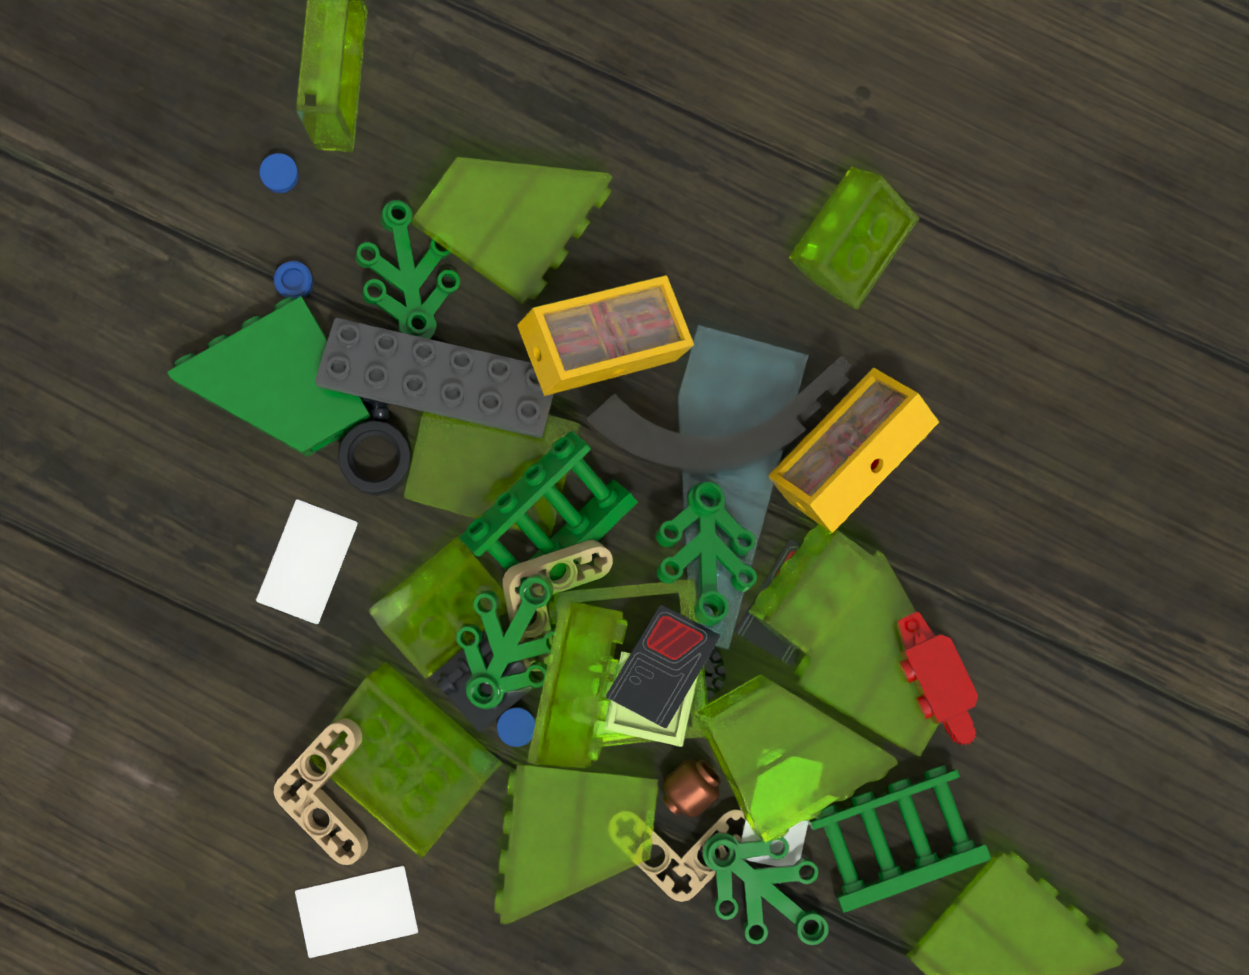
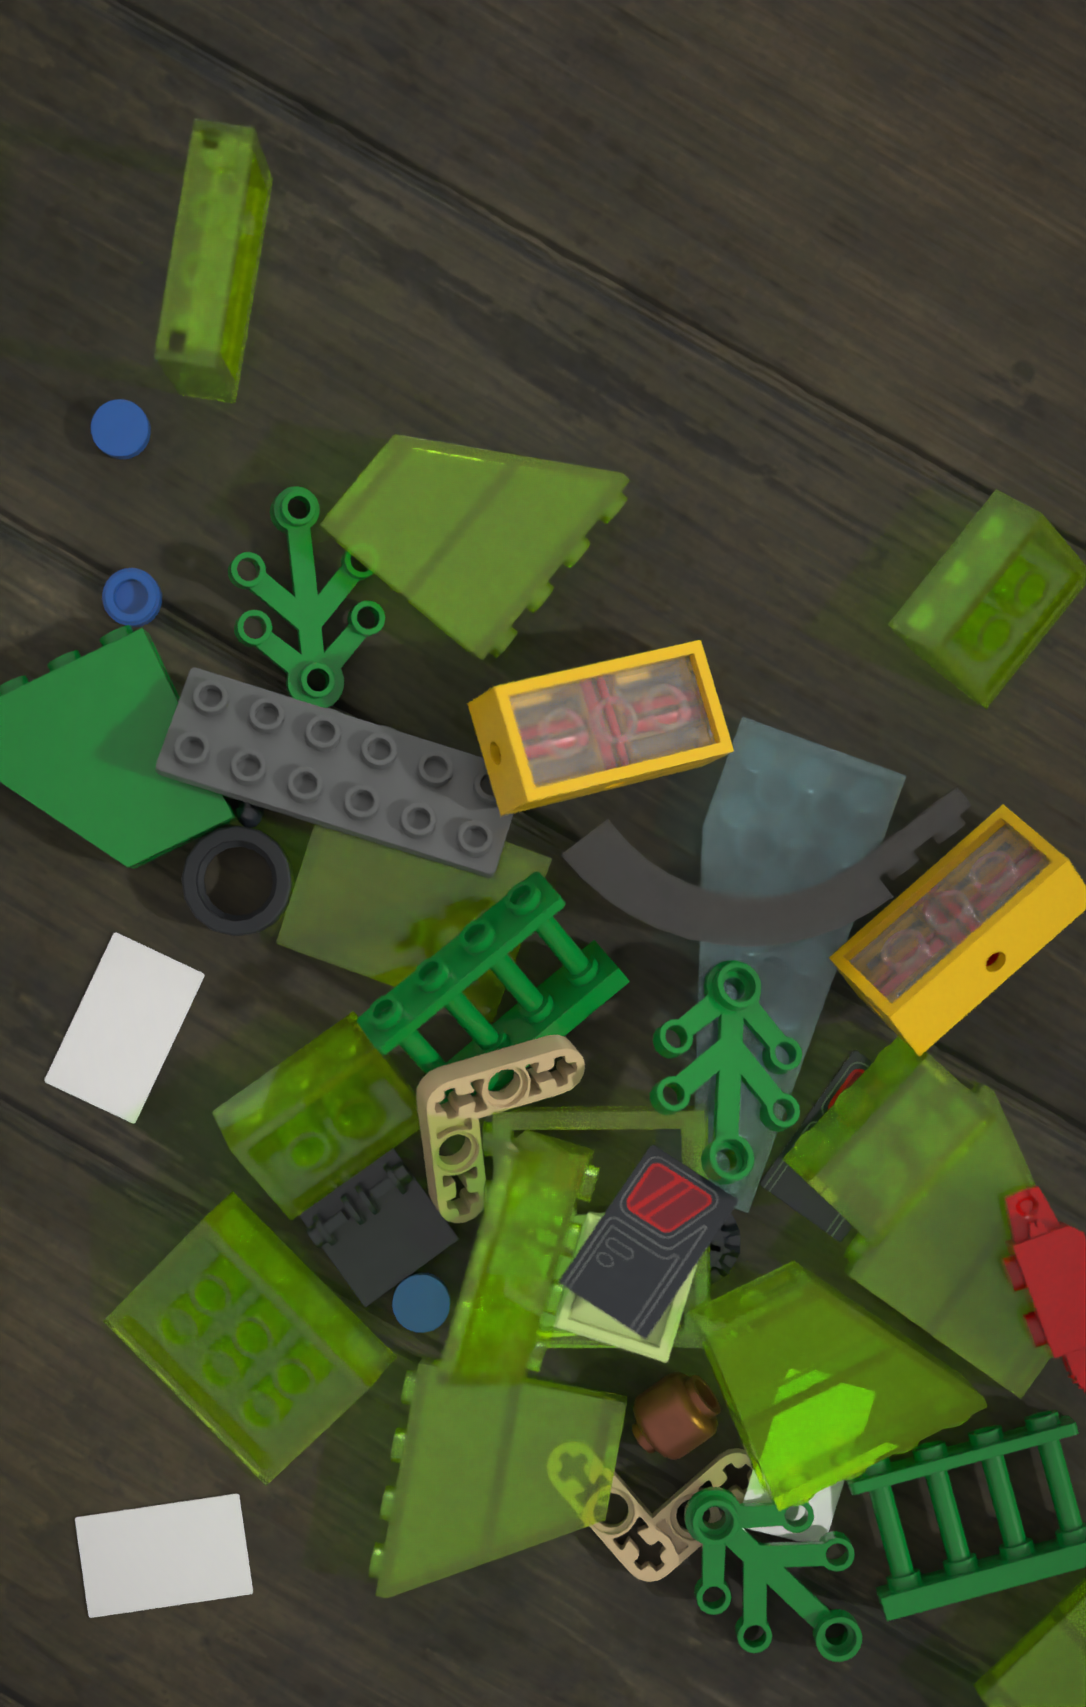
camera: 10 degrees right, 5 degrees up
(312, 796) = (110, 1383): tan beam -> none
(505, 647) = (416, 1190): green plant -> none

